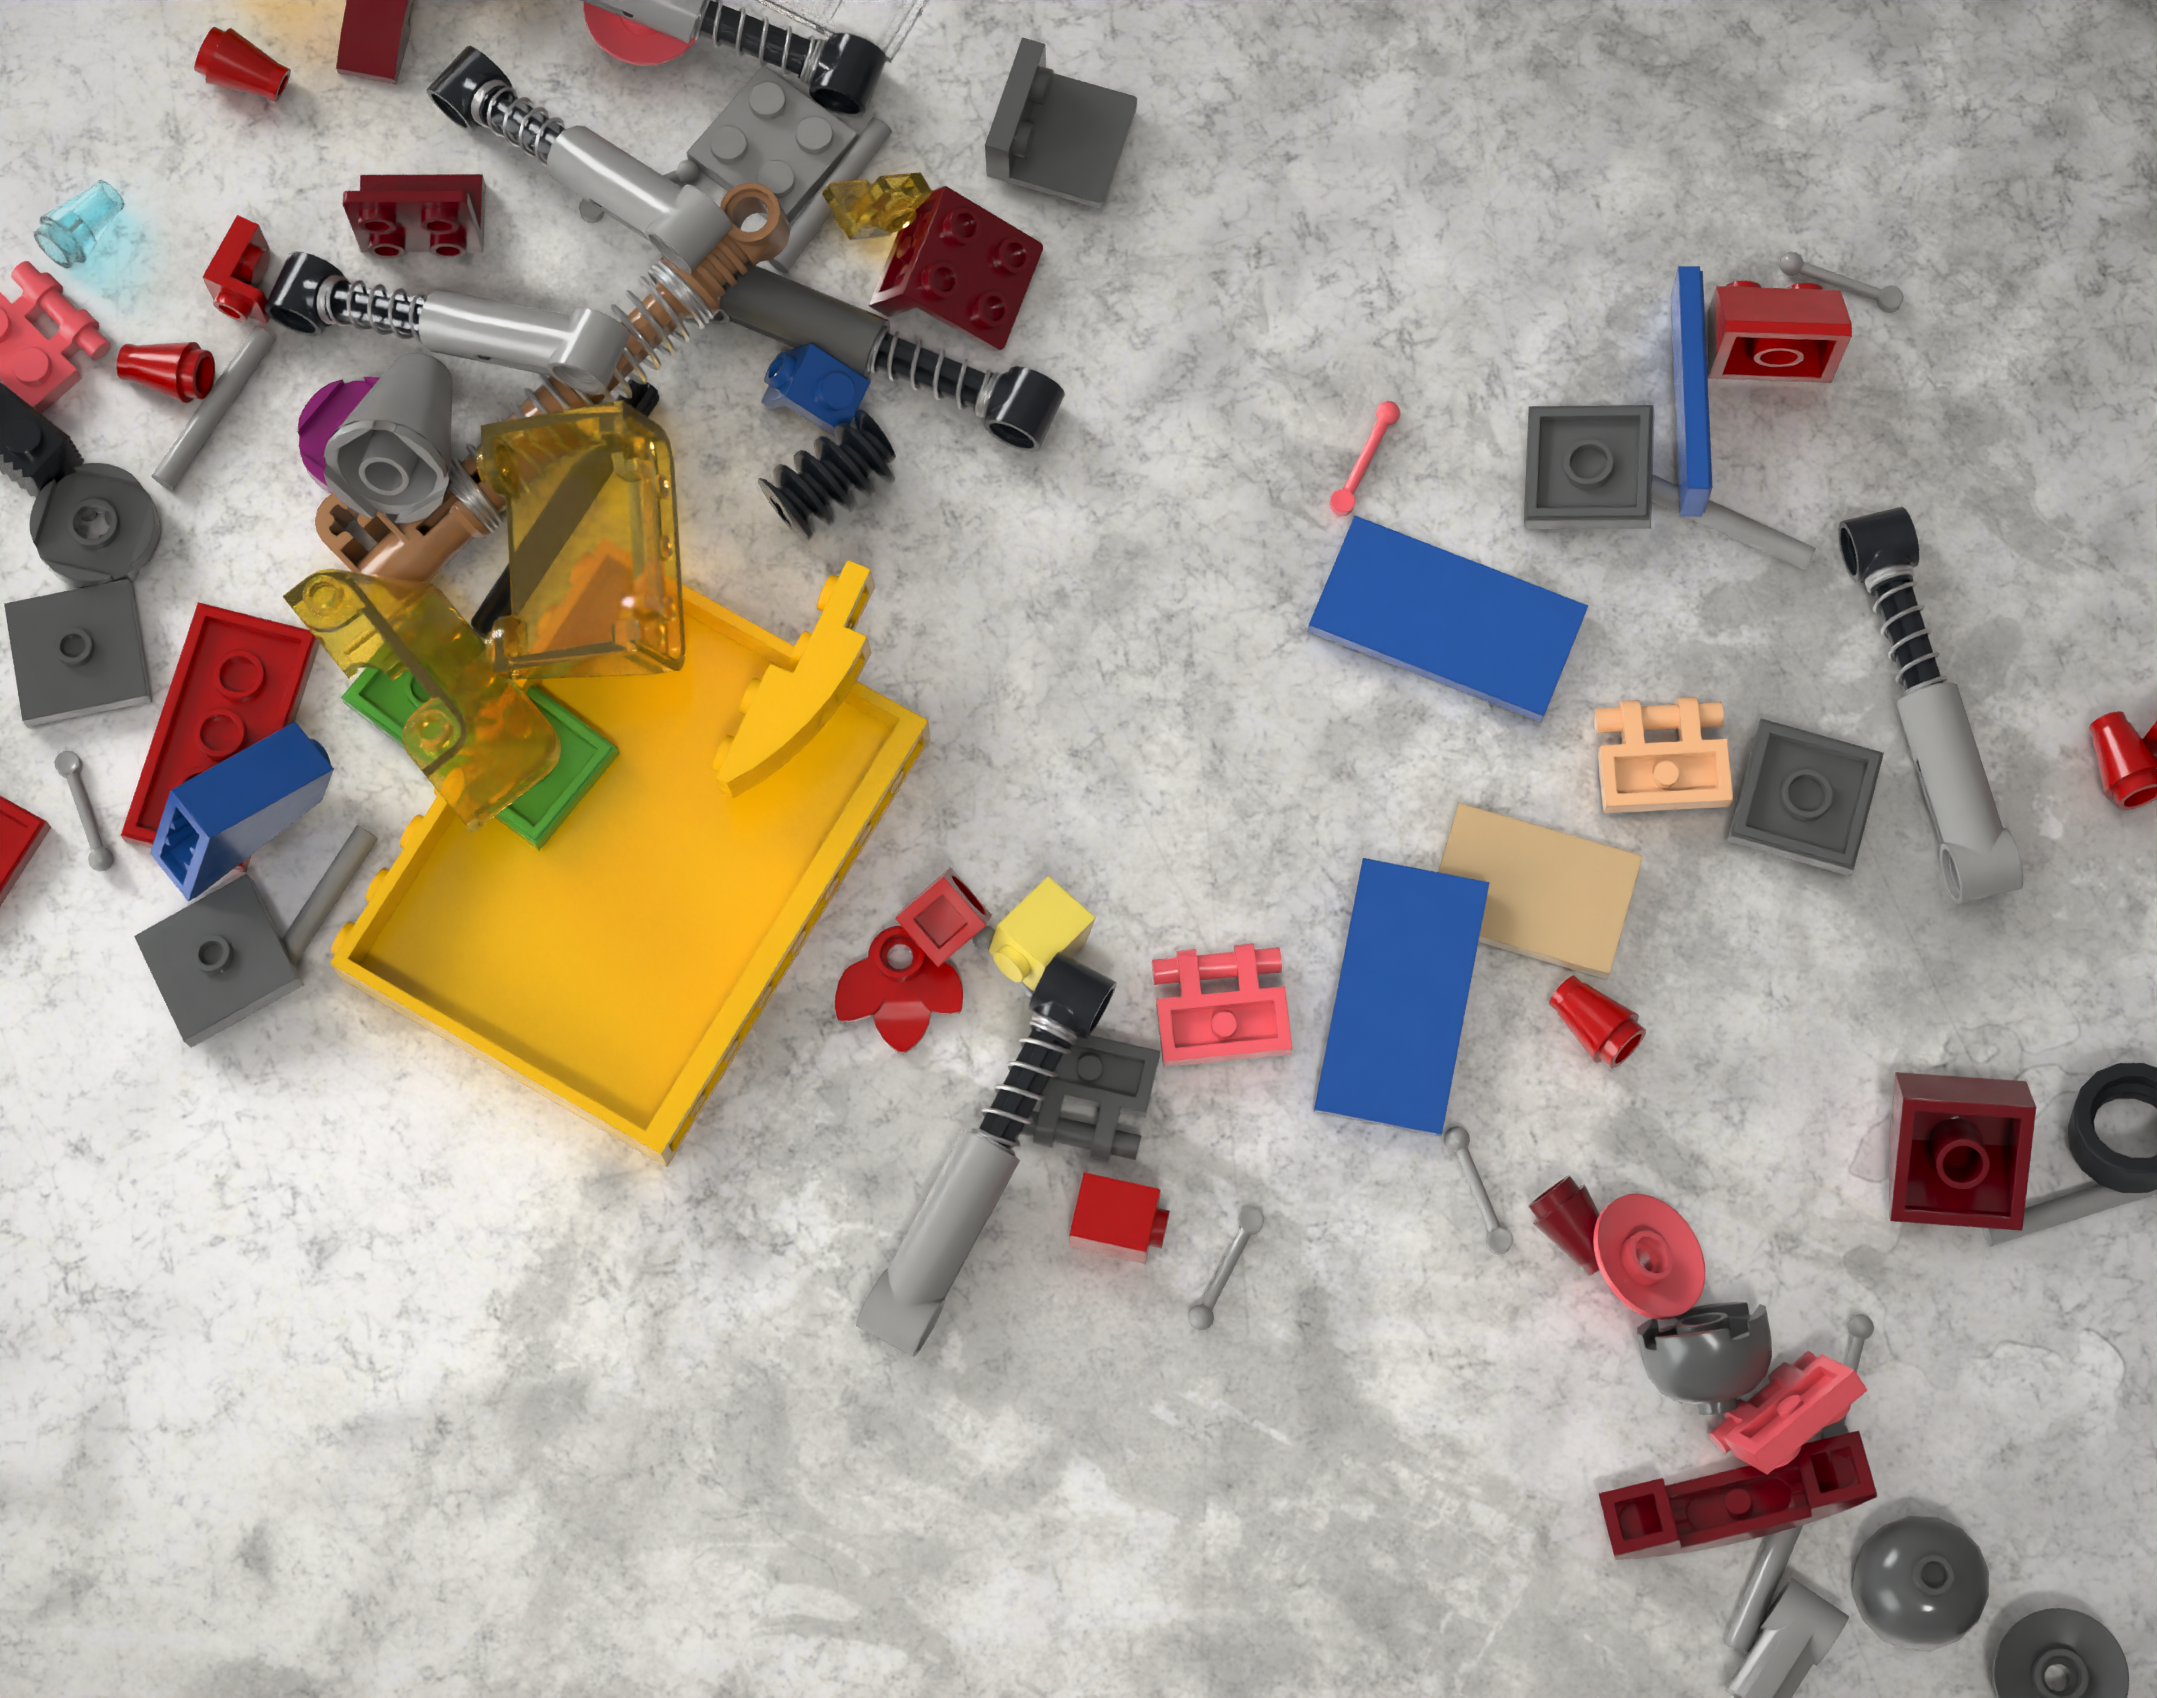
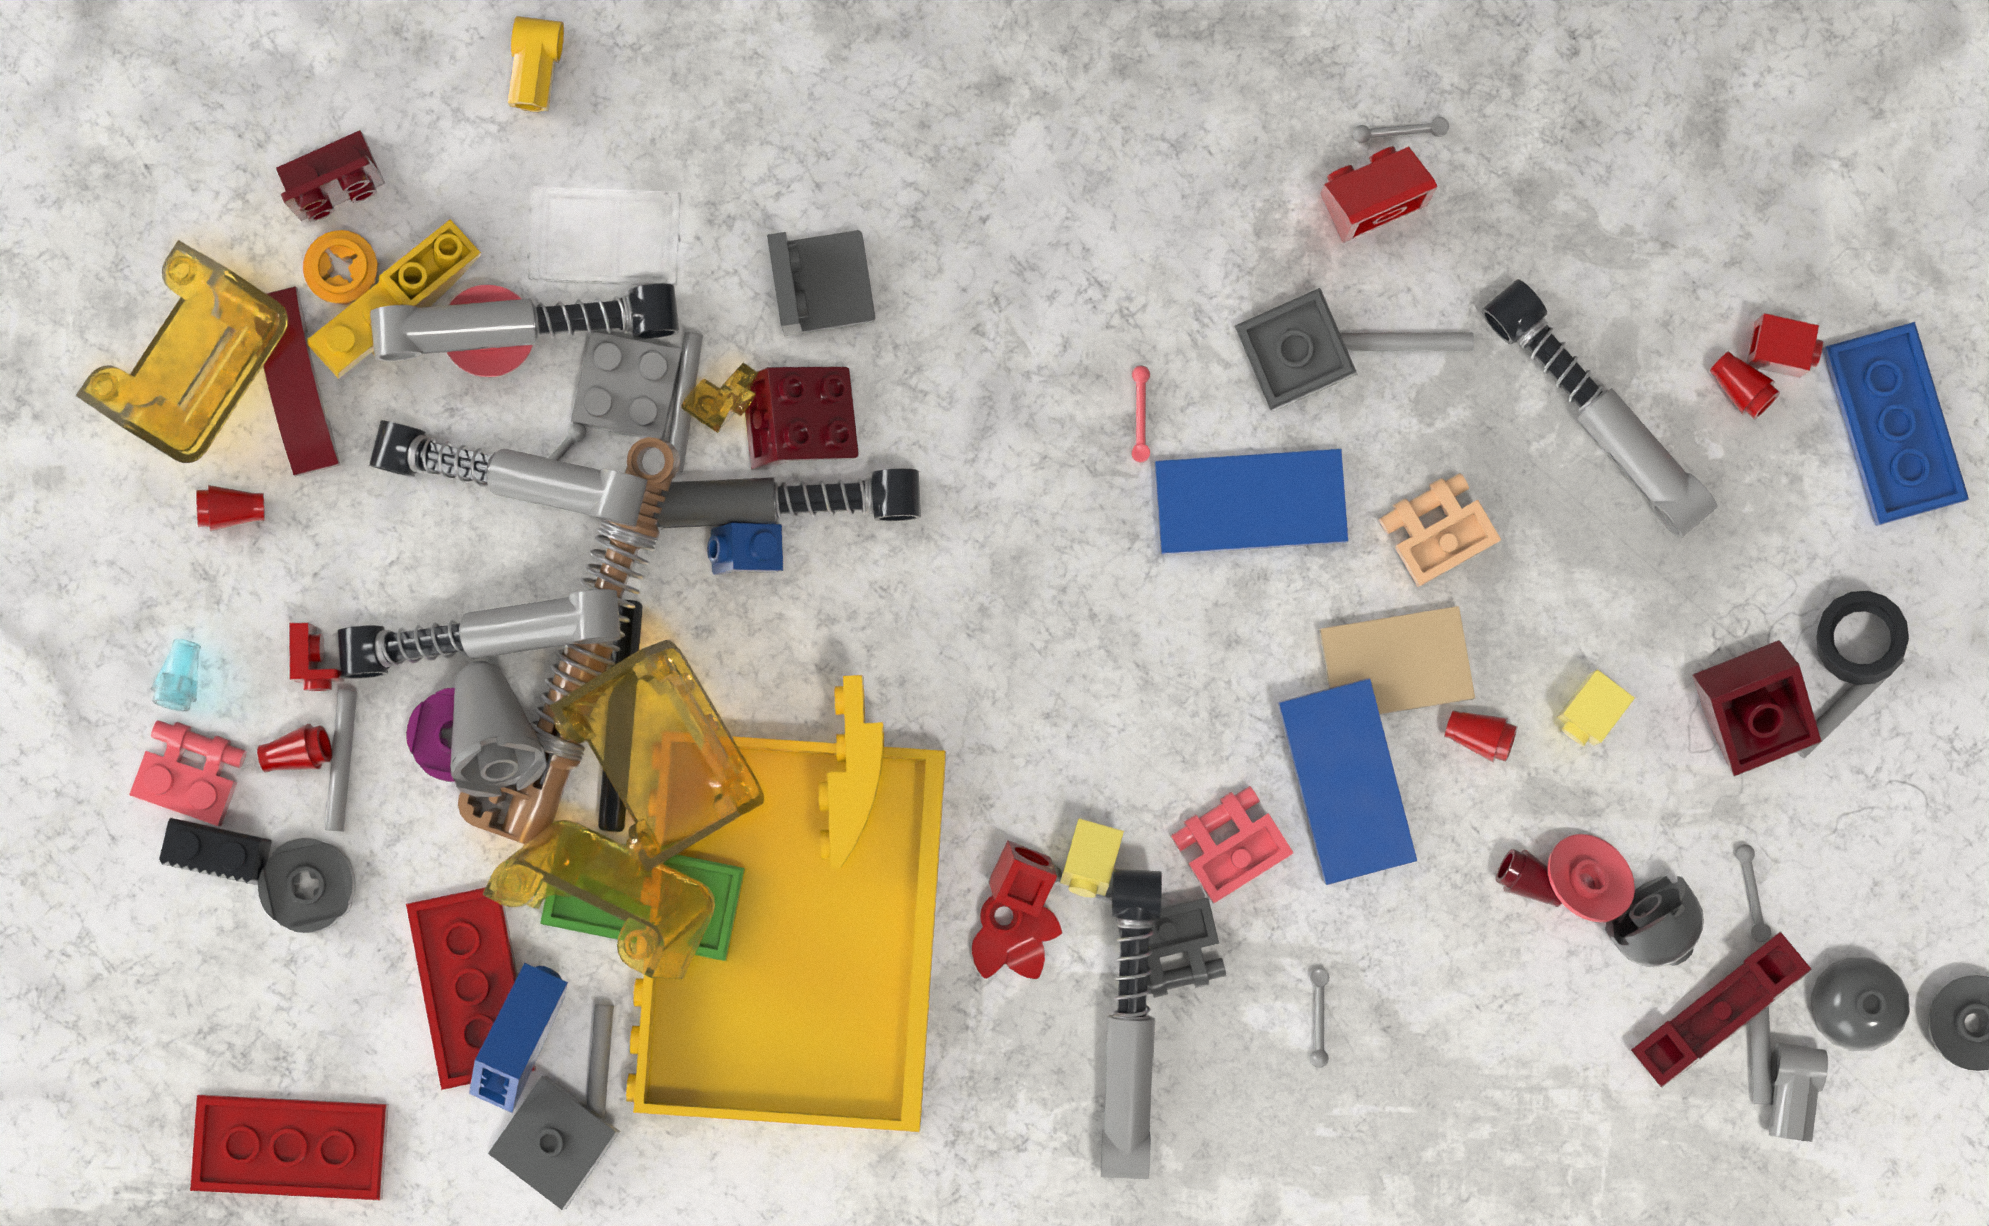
camera: 25 degrees left, 10 degrees up
(69, 767) = (378, 1057): light grey hinge -> none
(77, 653) = (342, 977): dark grey plate -> none
(418, 214) = (409, 553): dark red bracket -> none
(831, 475) = (790, 607): black piece -> none
(1117, 1218) = (1236, 1022): red brick -> none
(1499, 1238) = (1485, 910): light grey hinge -> none
(1691, 391) = (1340, 265): blue tile -> none
(1752, 1055) = (1594, 709): none -> light yellow brick
(1788, 1411) = (1729, 939): coral plate -> none
(1805, 797) = (1546, 512): dark grey plate -> none

